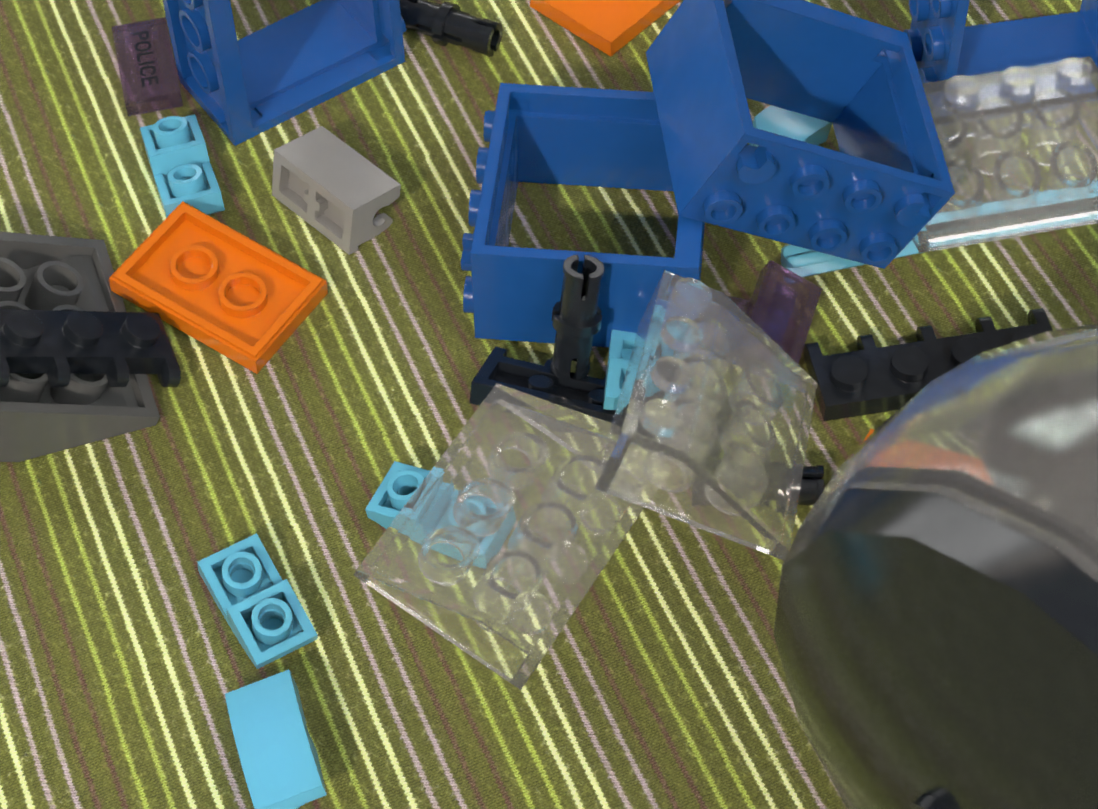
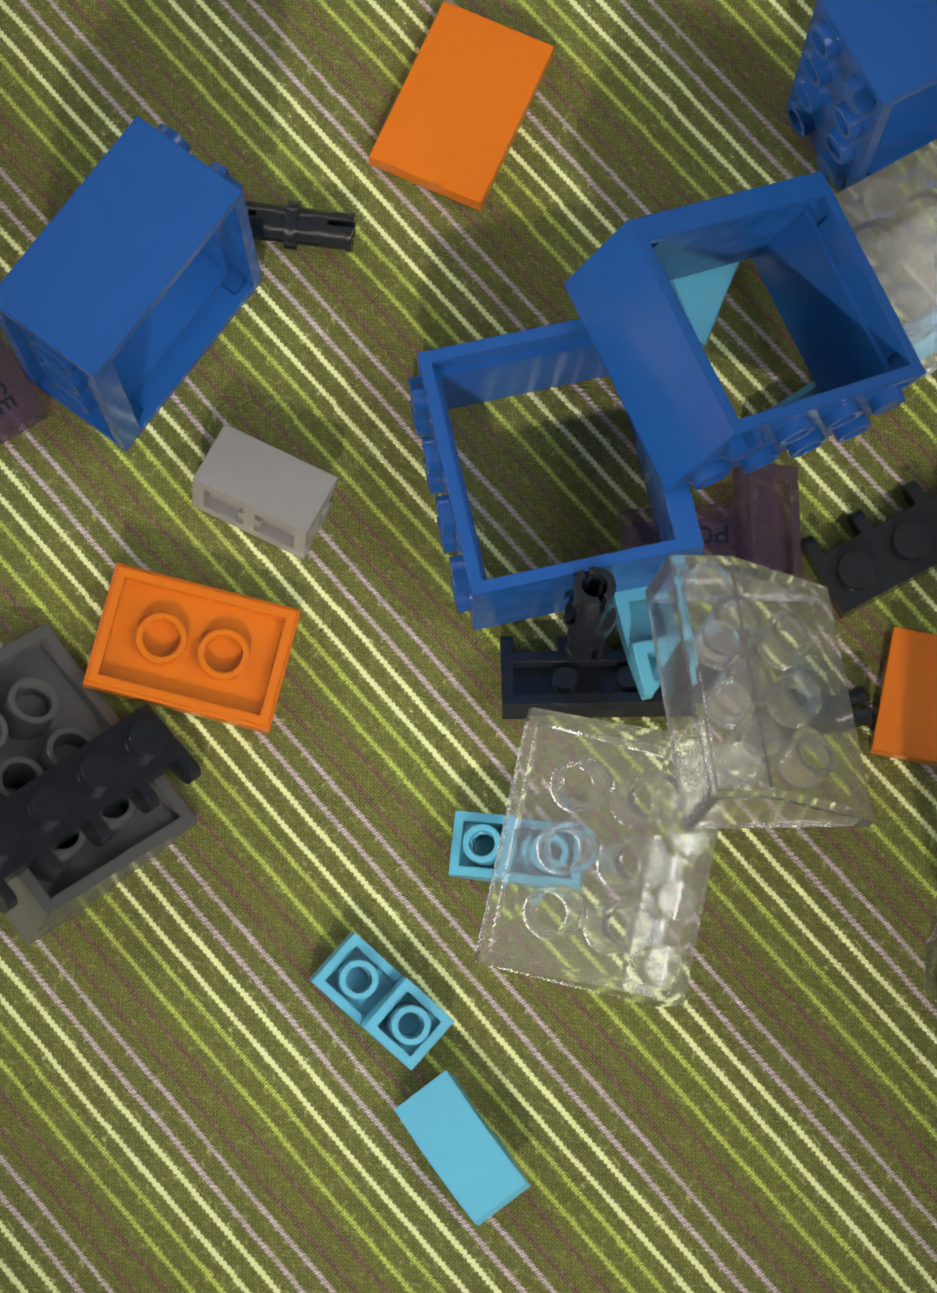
camera: 20 degrees left, 25 degrees up
(181, 164) = (88, 507): medium azure slope -> none

